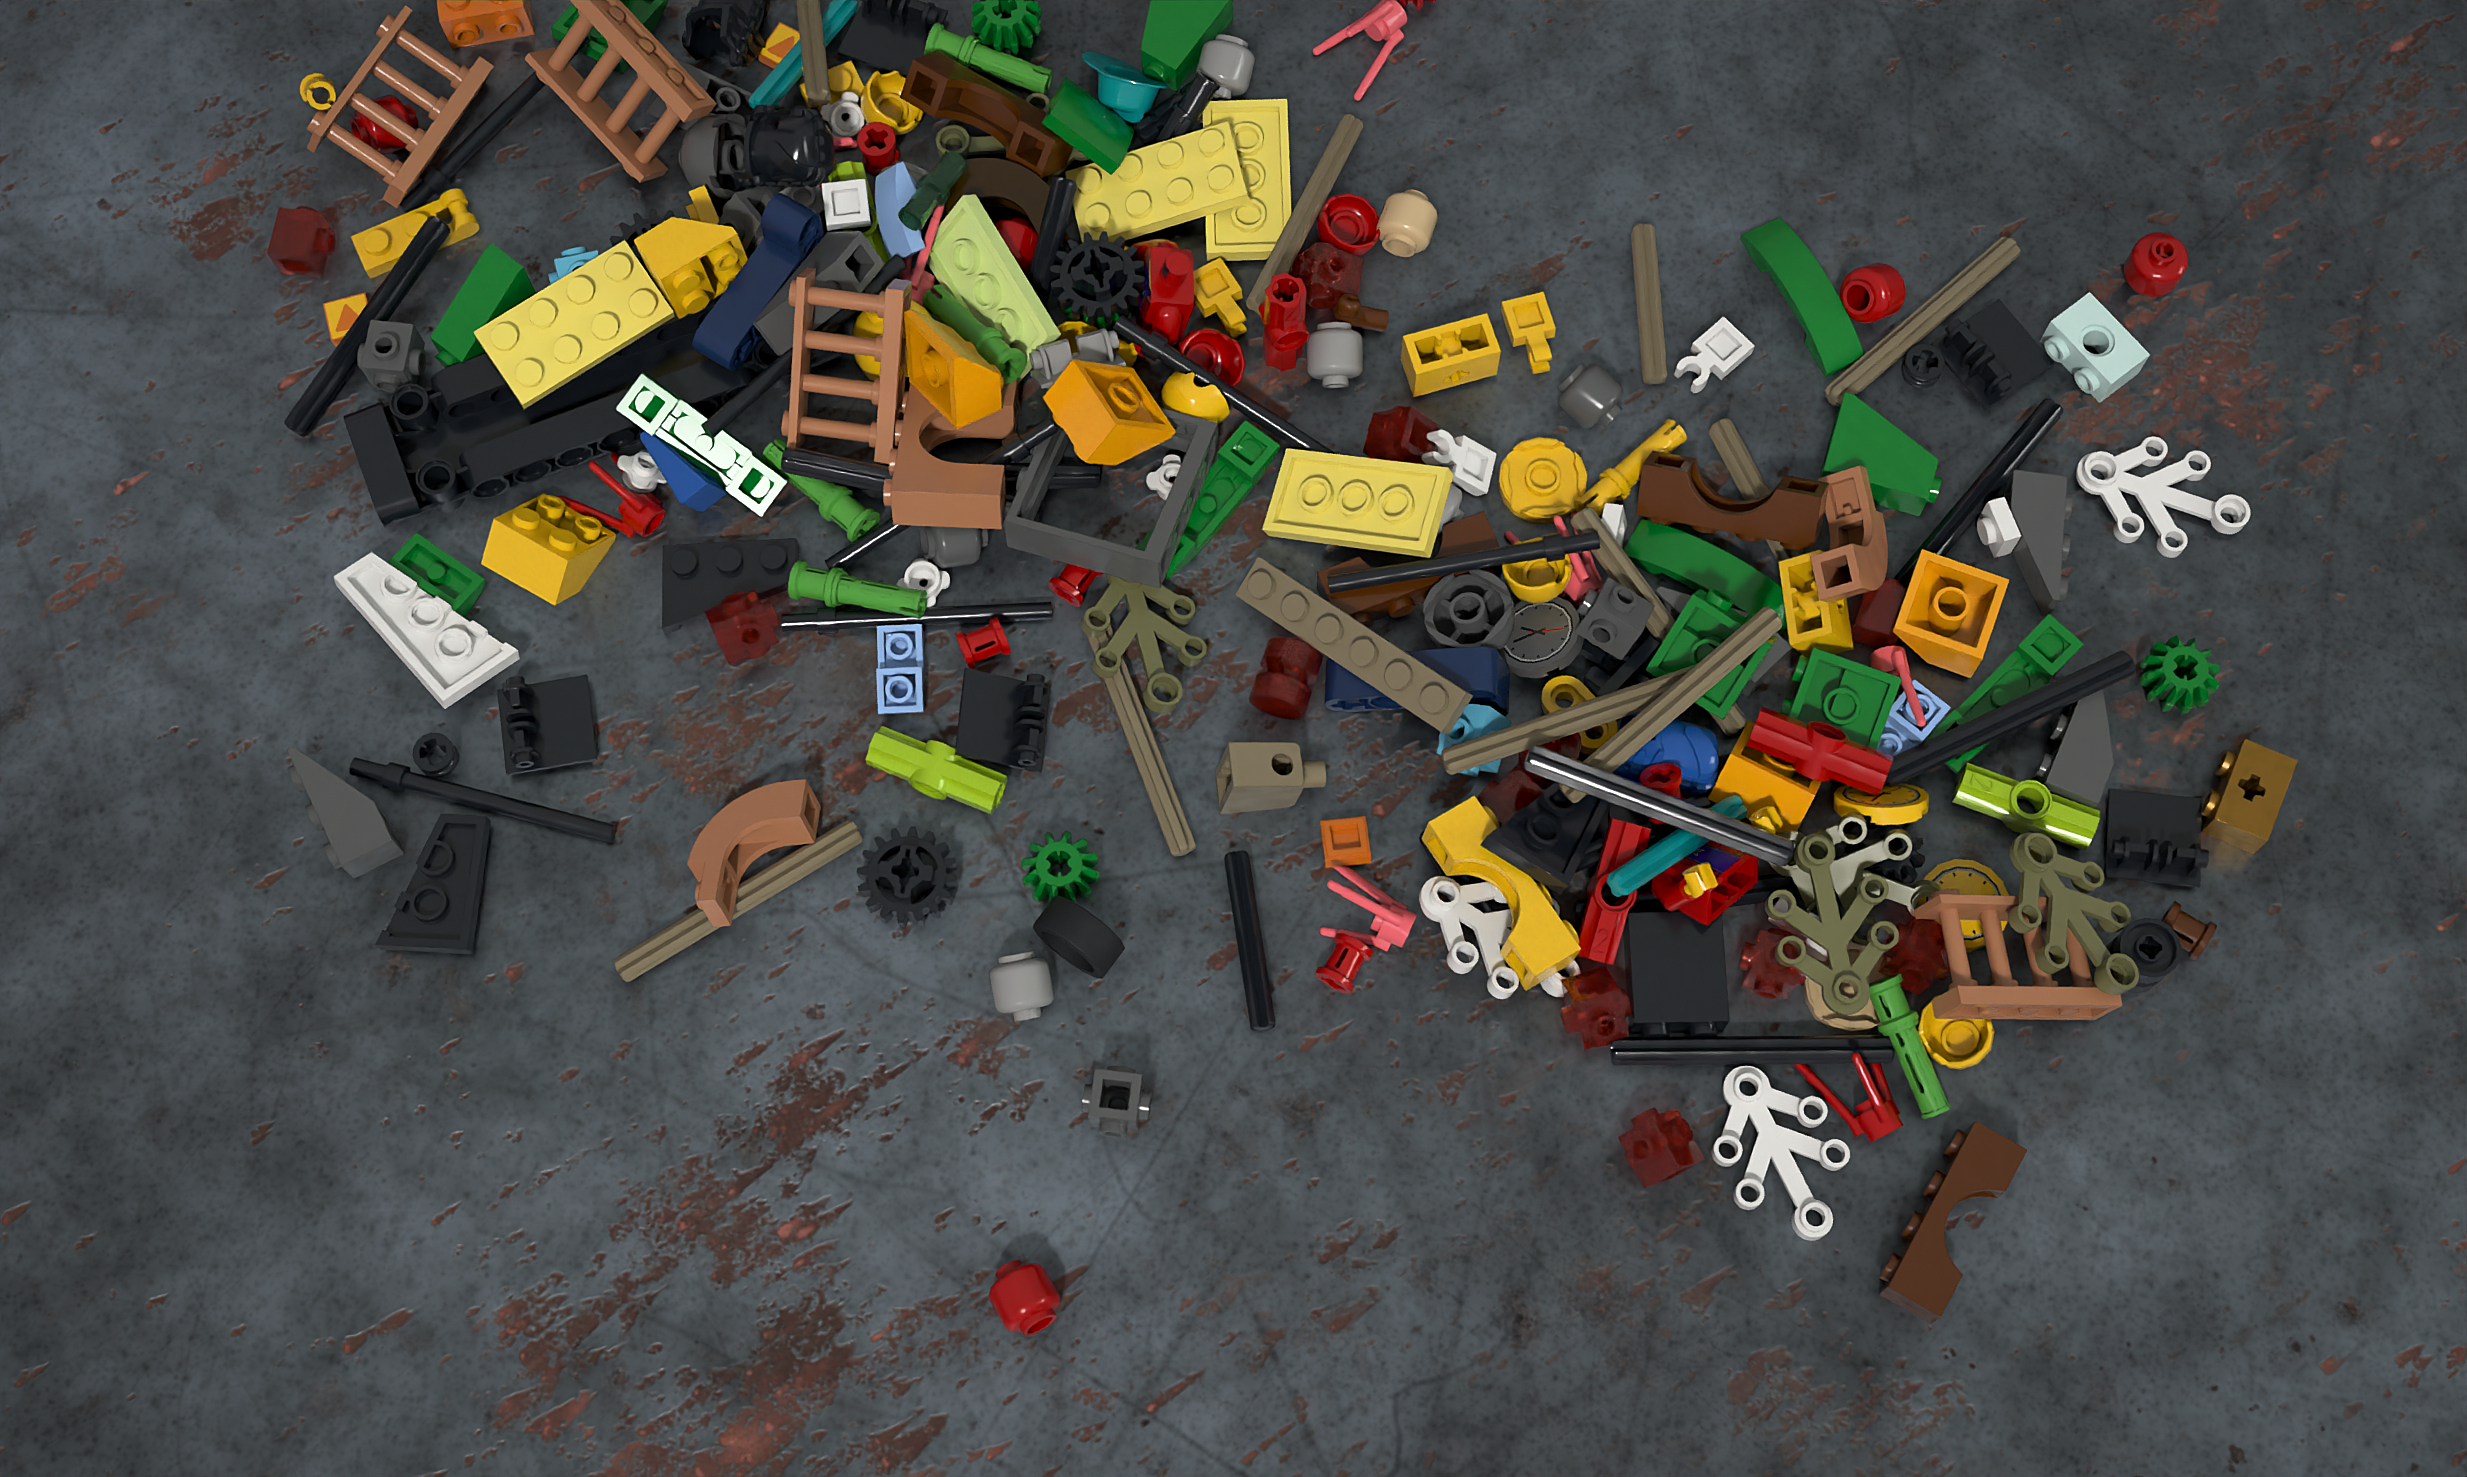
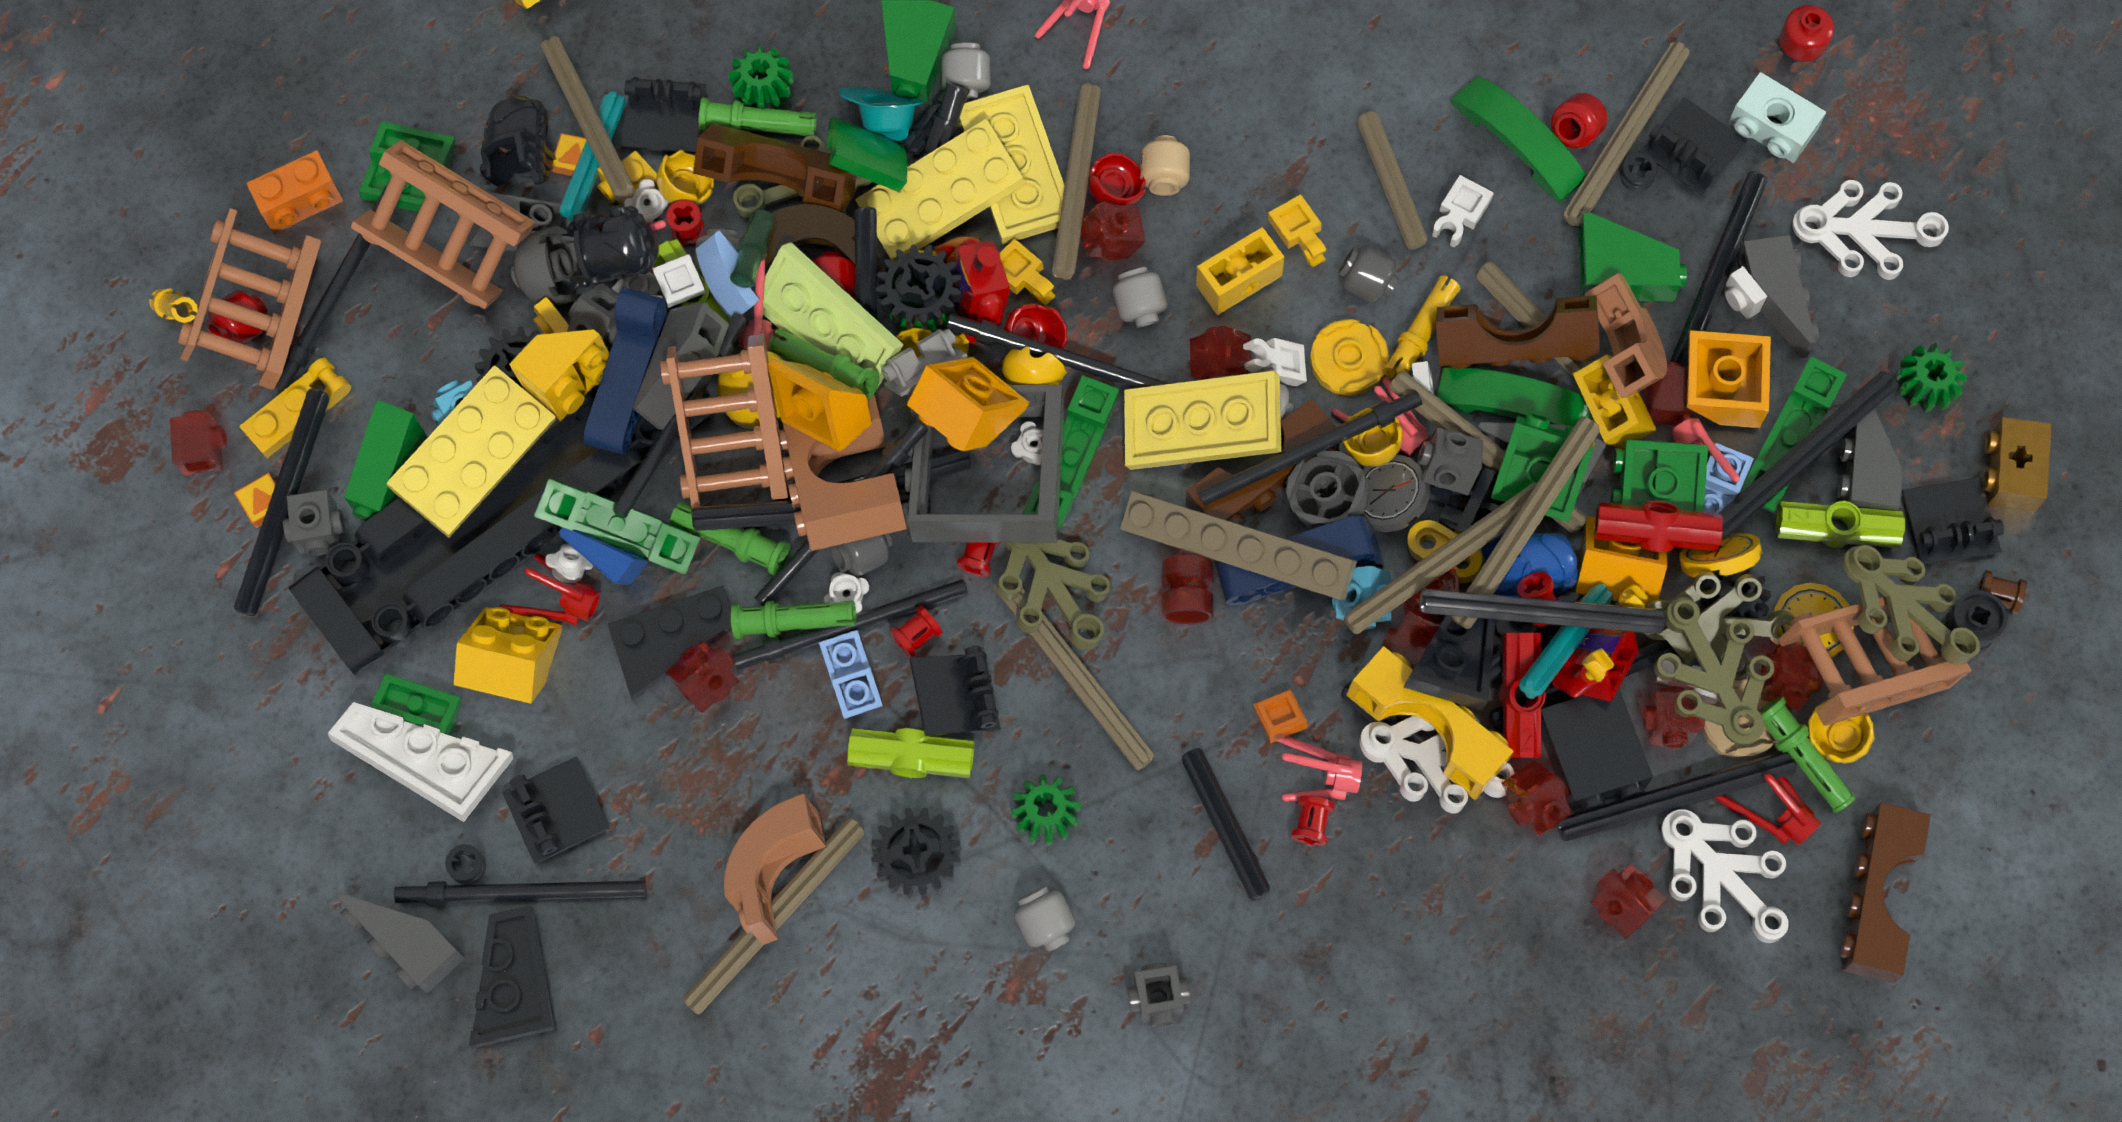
camera: 15 degrees left, 0 degrees up
(1078, 937) = (1082, 863): black tyre -> none
(1264, 776) = (1195, 679): dark tan torso -> none
(1284, 321) = (1092, 281): red piece -> none
(1350, 311) = (1143, 256): reddish brown arm -> none

